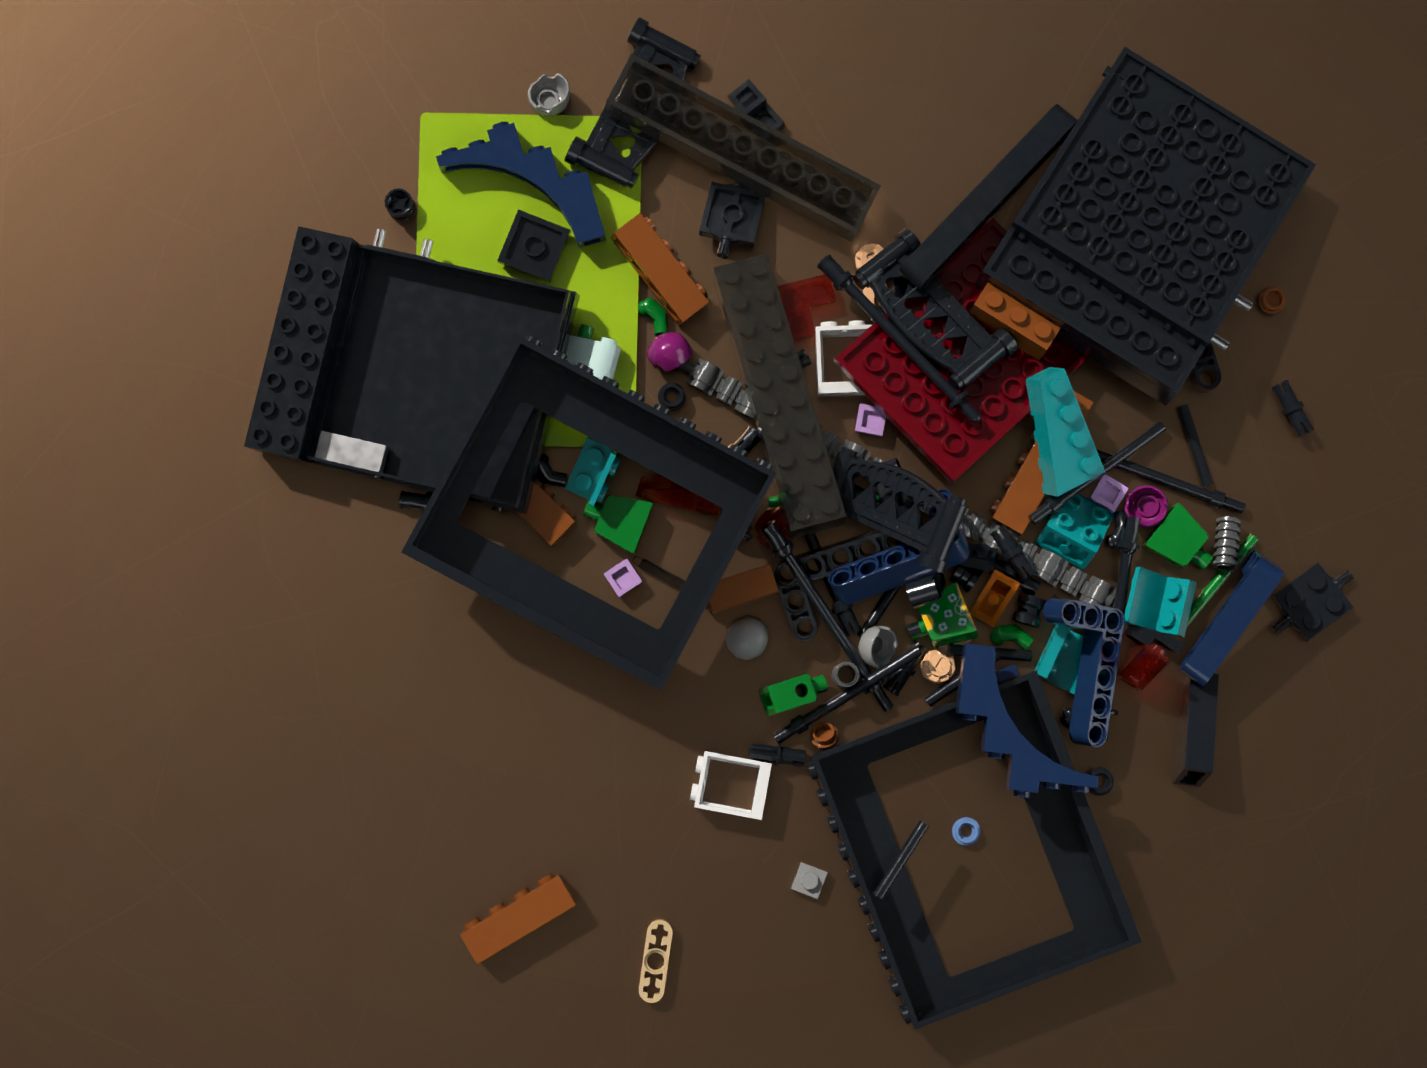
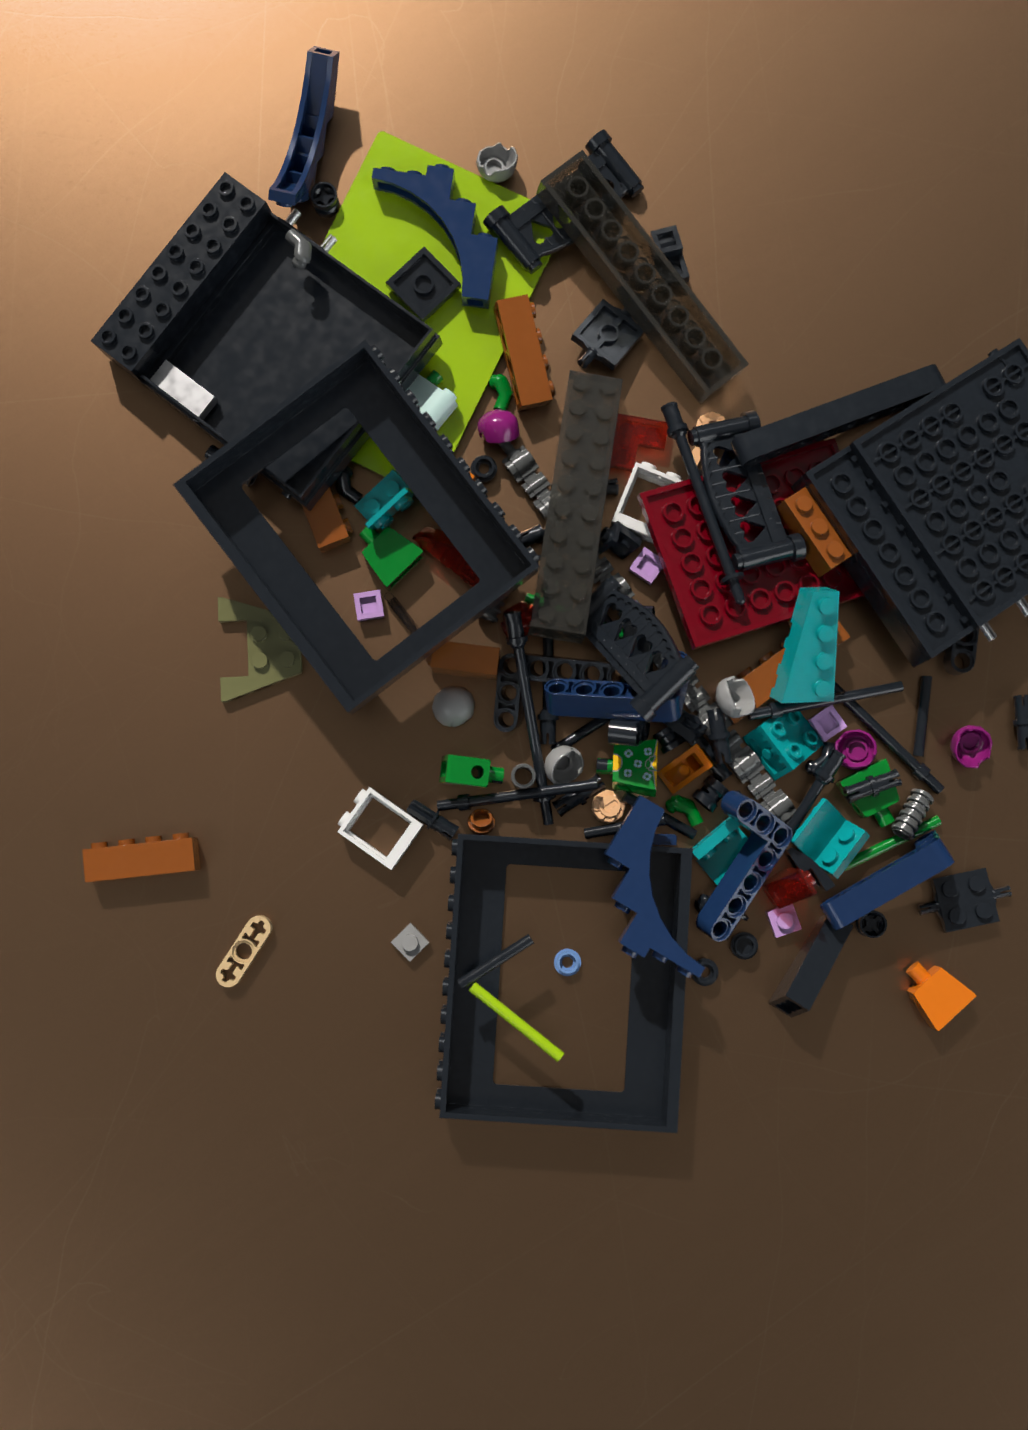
camera: 25 degrees right, 0 degrees up
(356, 147) = (309, 134): none -> dark blue arch
(408, 268) = (302, 249): none -> dark grey arm
(548, 661) = (270, 650): none -> olive wing
(833, 408) = (619, 540): none -> black bracket
(946, 907) = (516, 1021): none -> lime bar
(1011, 510) = (735, 697): none -> light grey hair
(1125, 739) = (744, 945): none -> black plate
(1151, 699) = (783, 920): none -> lavender plate
(1177, 535) = (872, 786): none -> black pin
(1239, 665) = (875, 924): none -> black wheel
(1253, 454) = (971, 746): none -> magenta hair
(1326, 702) = (937, 994): none -> orange torso

